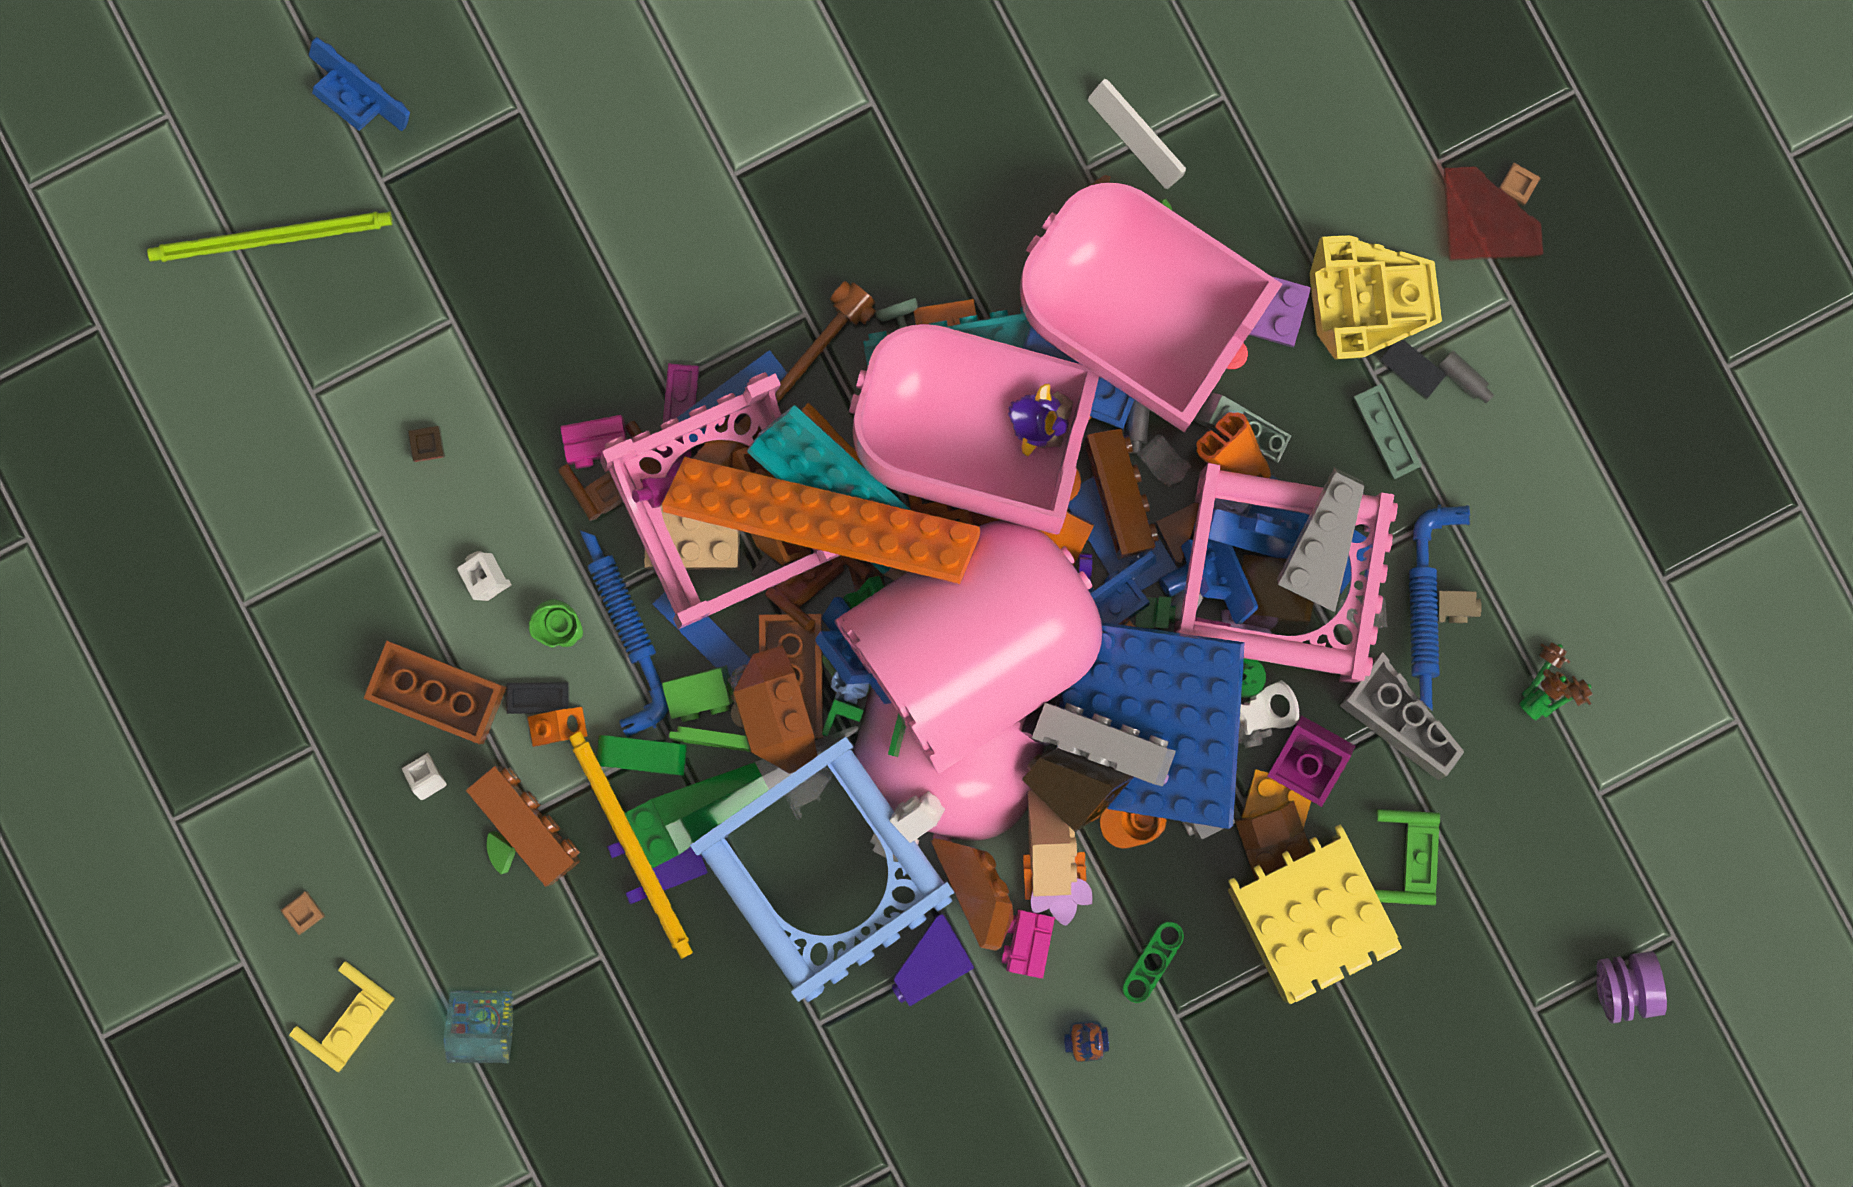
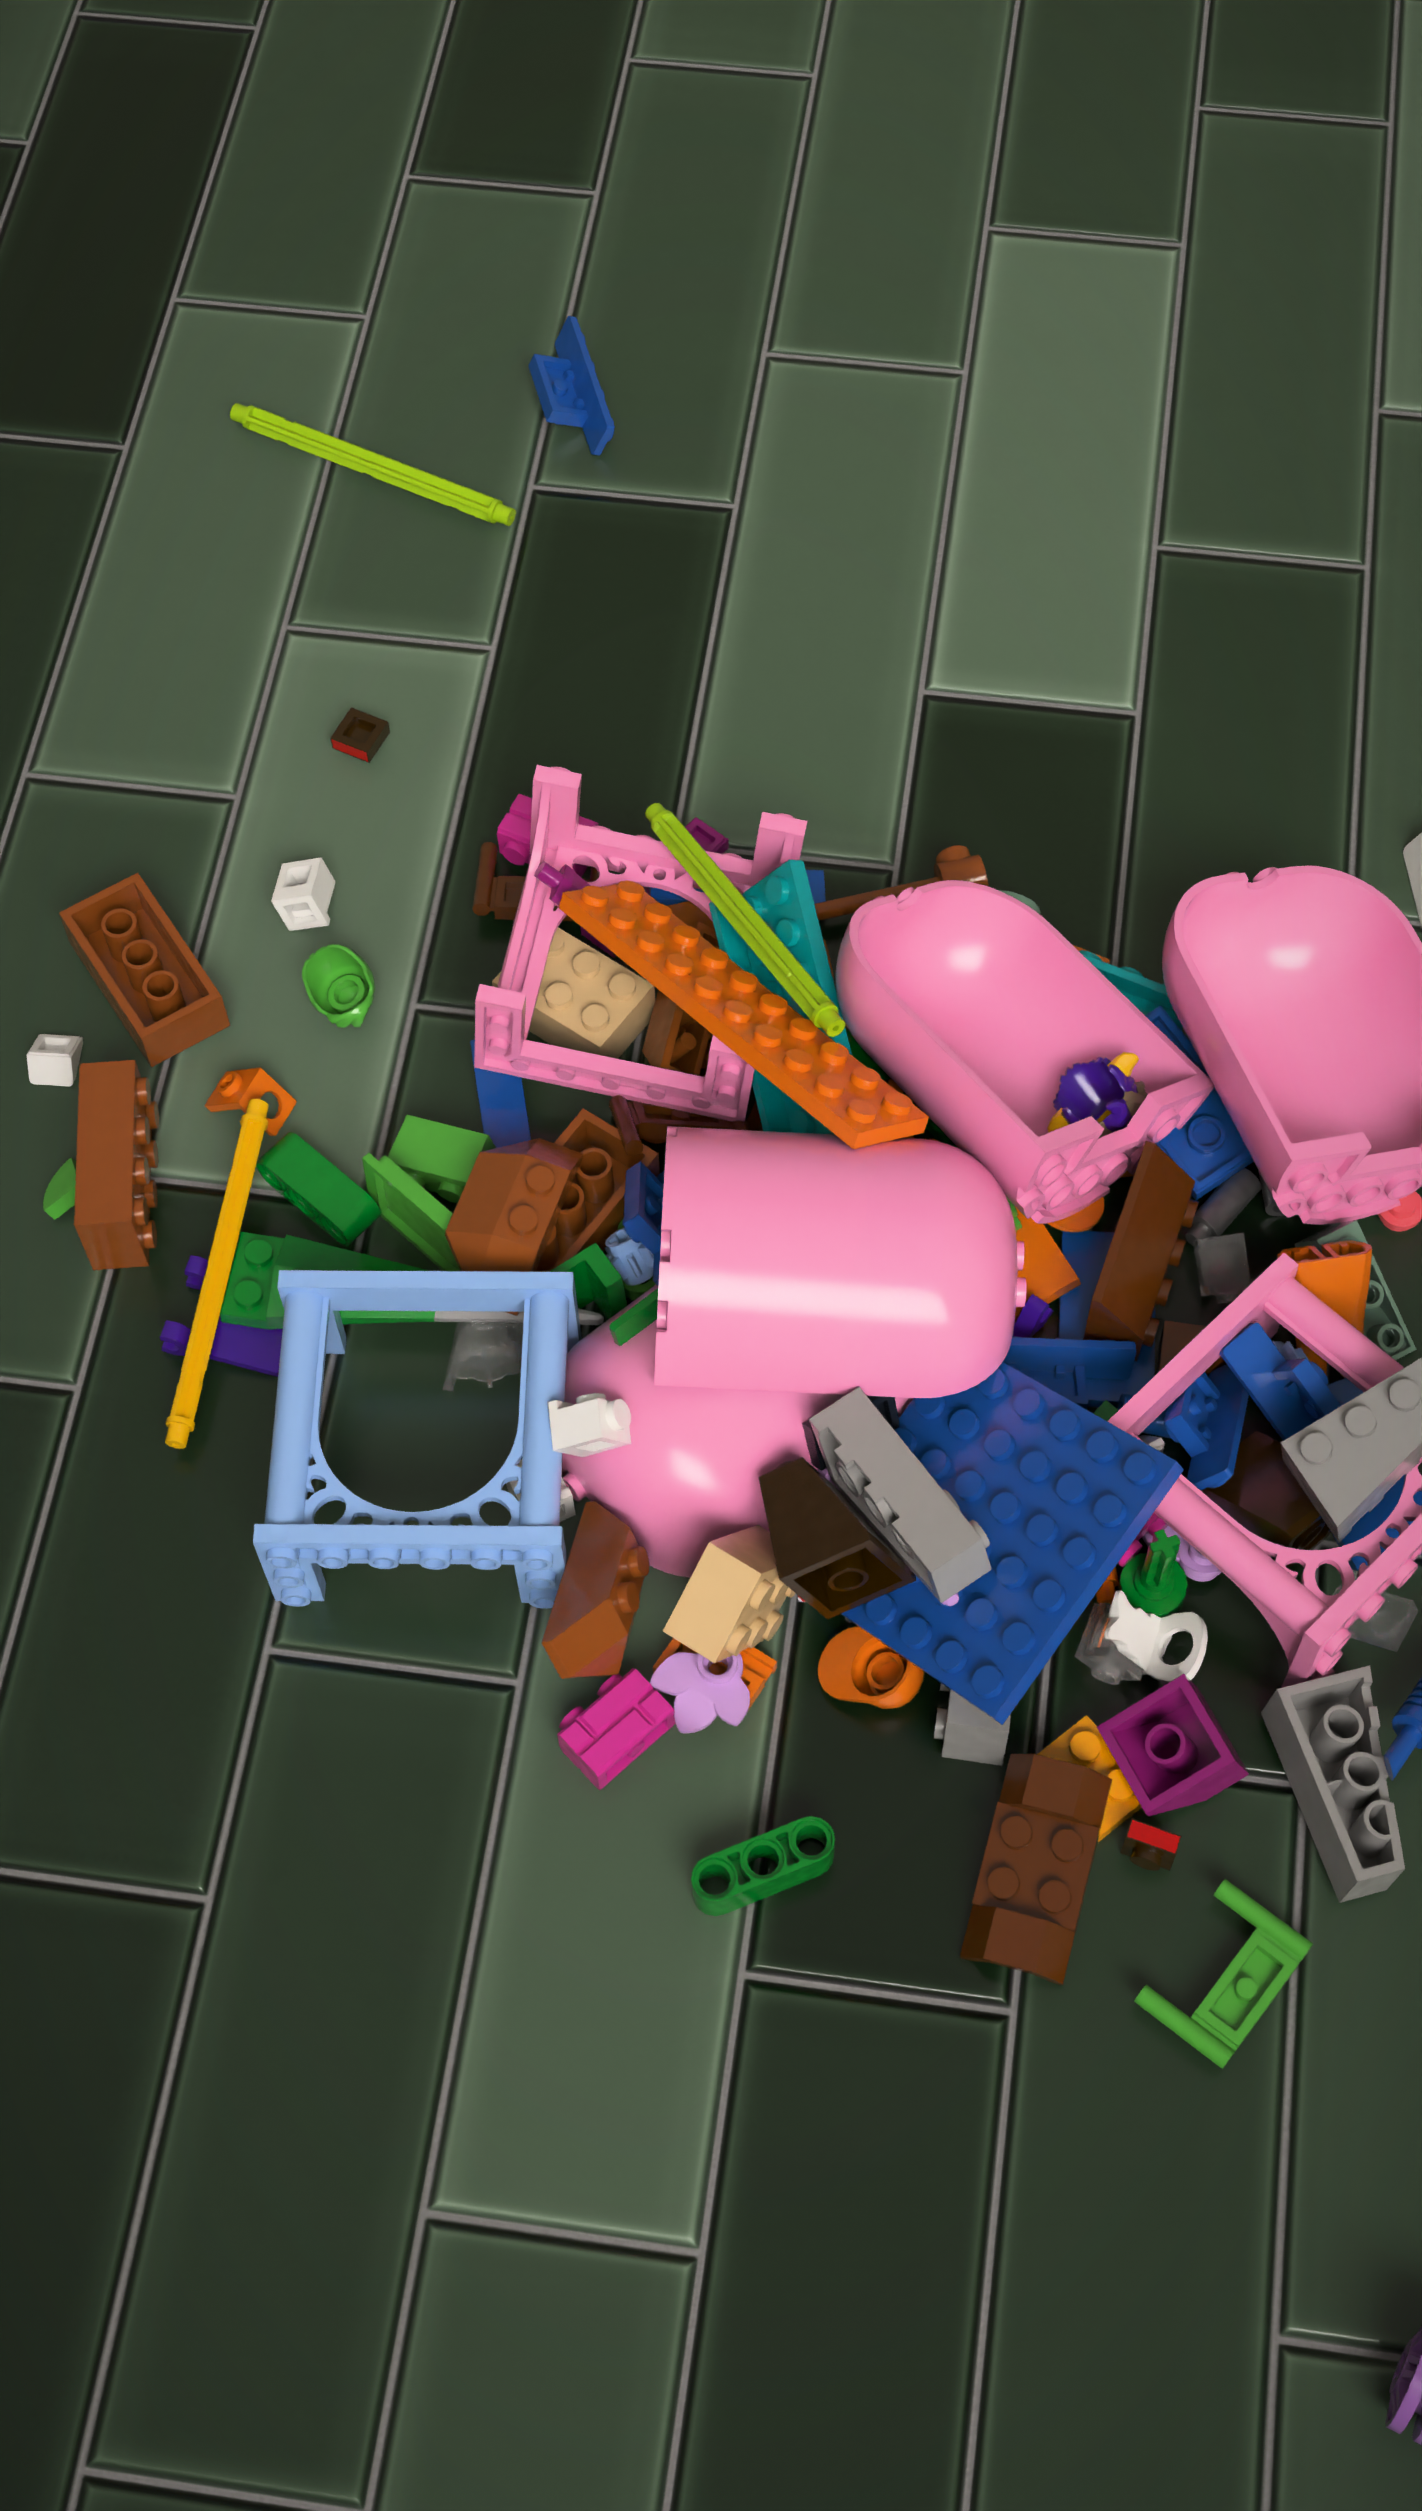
camera: 40 degrees right, 25 degrees down
(537, 697) = (243, 1048): black tile -> none
(631, 633) = (419, 1052): blue piece -> none
(779, 455) = (745, 920): none -> lime piece
(931, 963) = (467, 1652): dark purple slope -> none
(1087, 1041) = (595, 1910): head -> none
(1315, 918) = (1037, 1936): light yellow windscreen -> none
(1331, 818) = (1150, 1846): none -> plate

